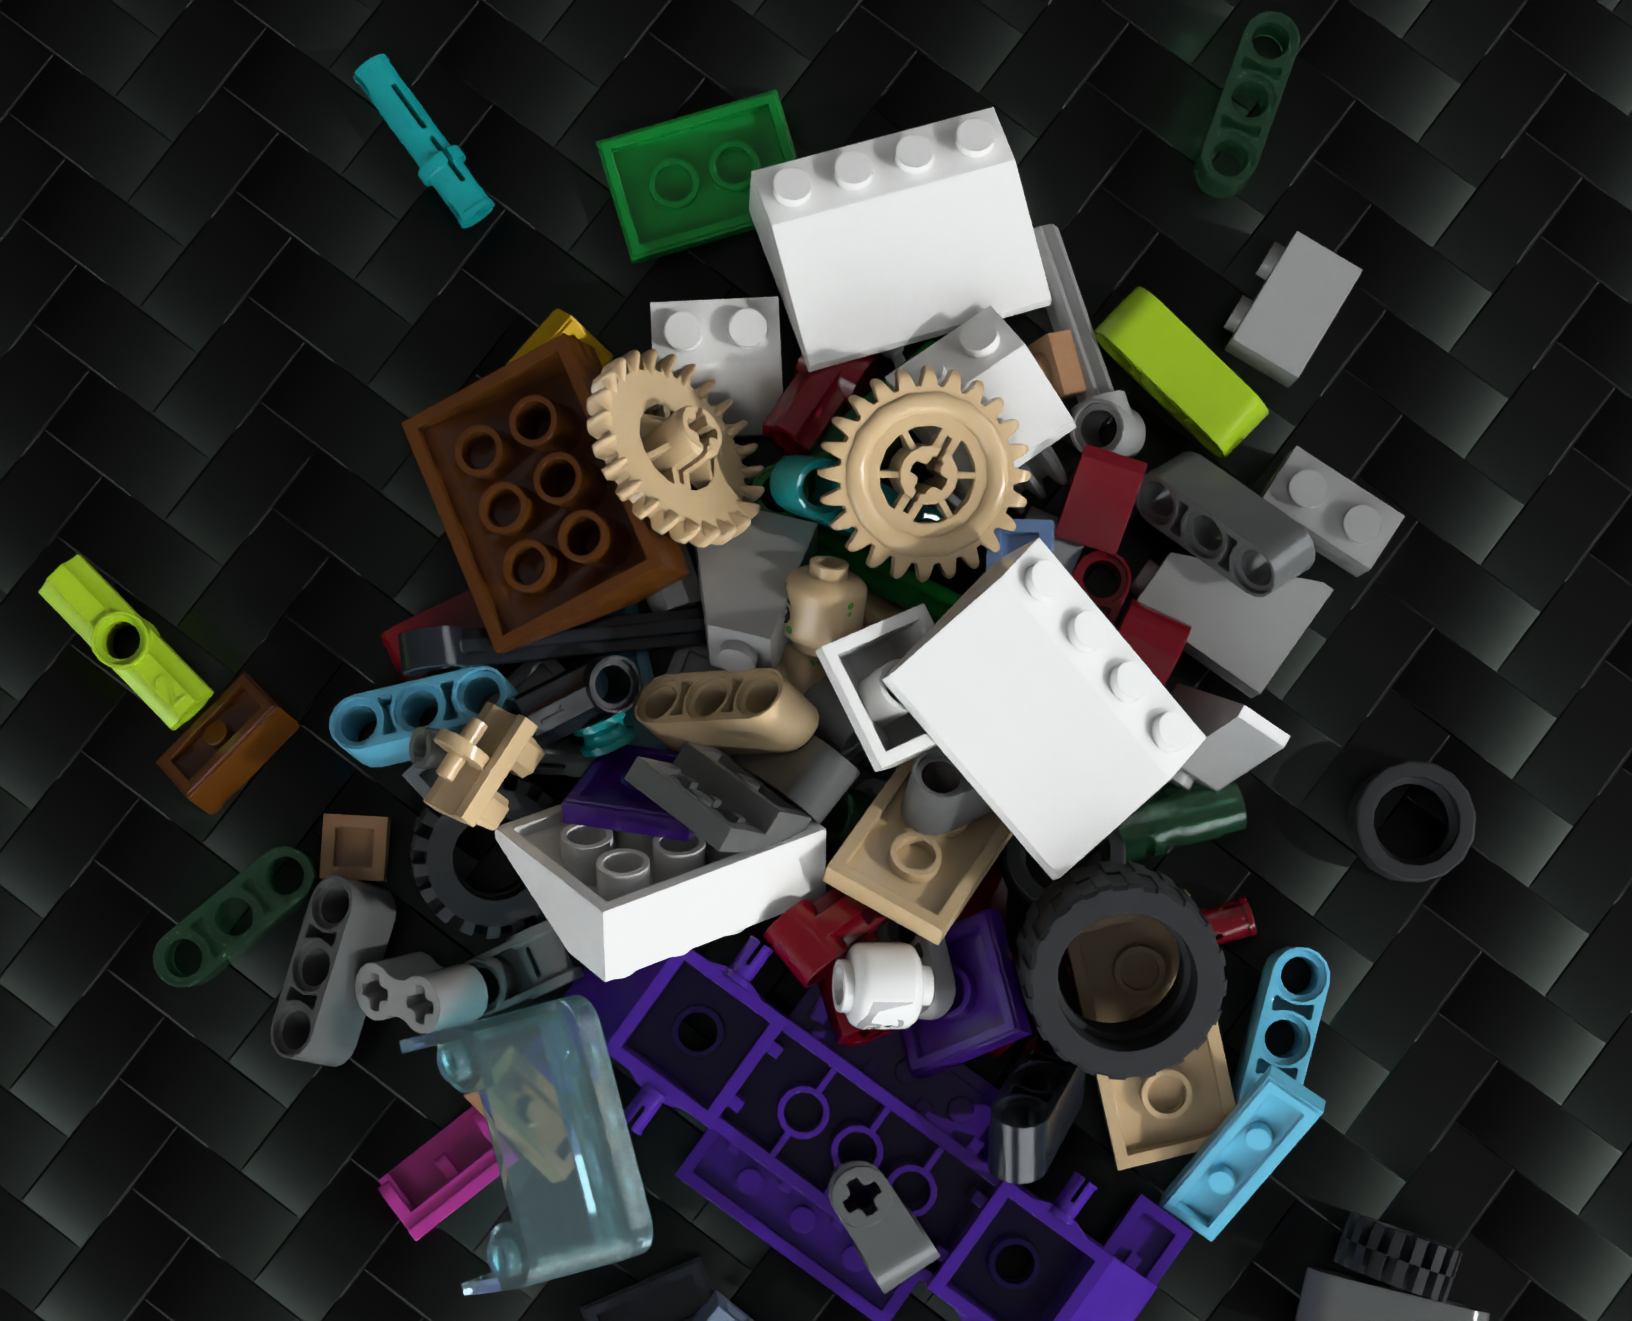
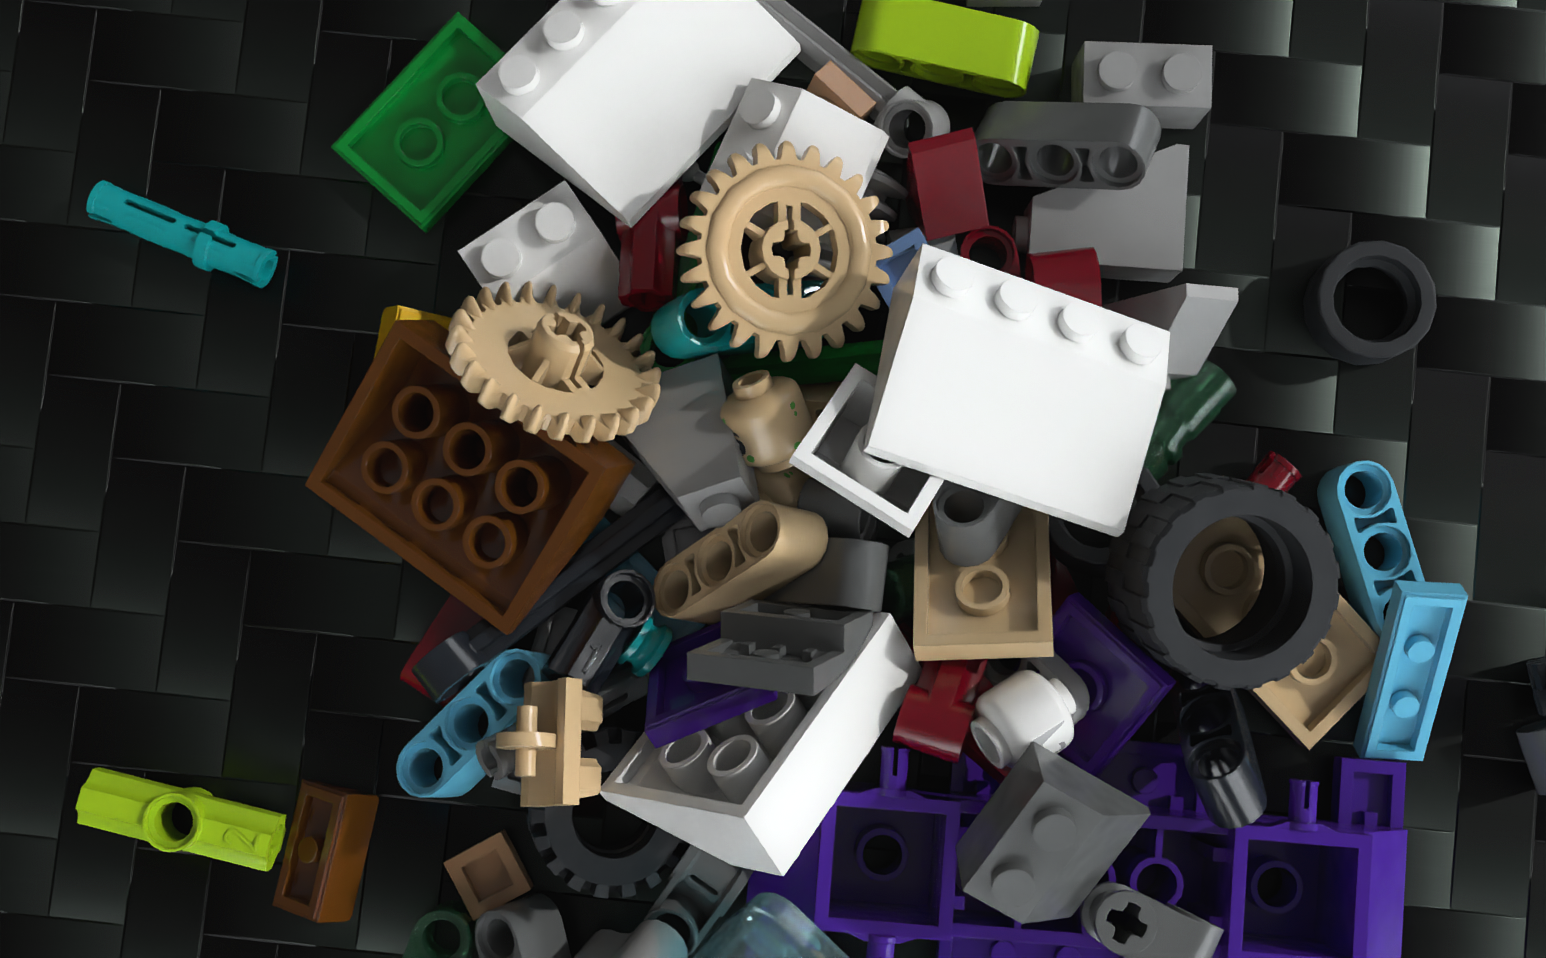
camera: 25 degrees left, 0 degrees up
(839, 1090) = (1045, 838): none -> dark grey slope

